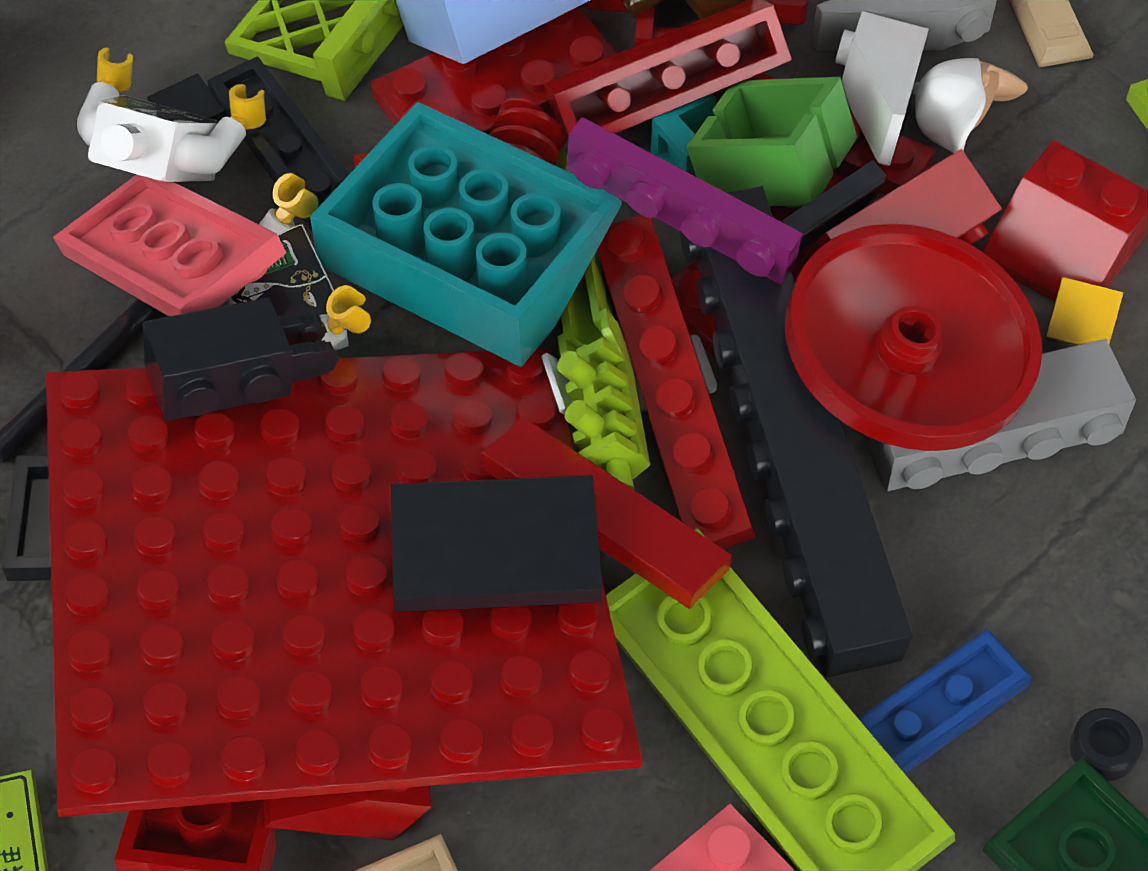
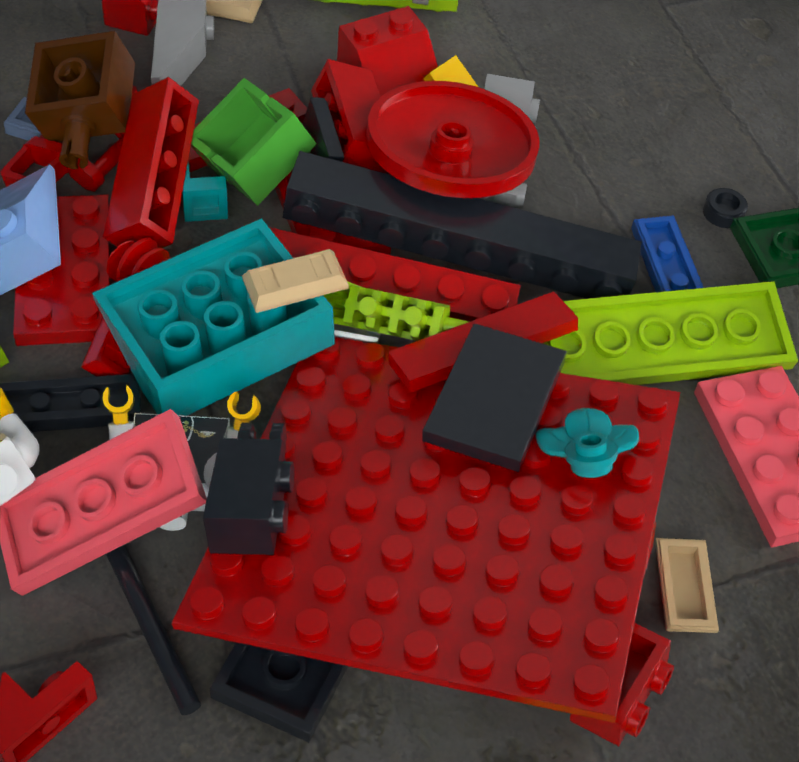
camera: 70 degrees left, 5 degrees down
(469, 664) = (588, 441): none -> teal plate
(533, 266) = (294, 280): none -> tan tile
(682, 201) = (297, 184): magenta plate -> none
(879, 77) = (215, 69): white slope -> none
(957, 97) = (275, 56): white hair -> none

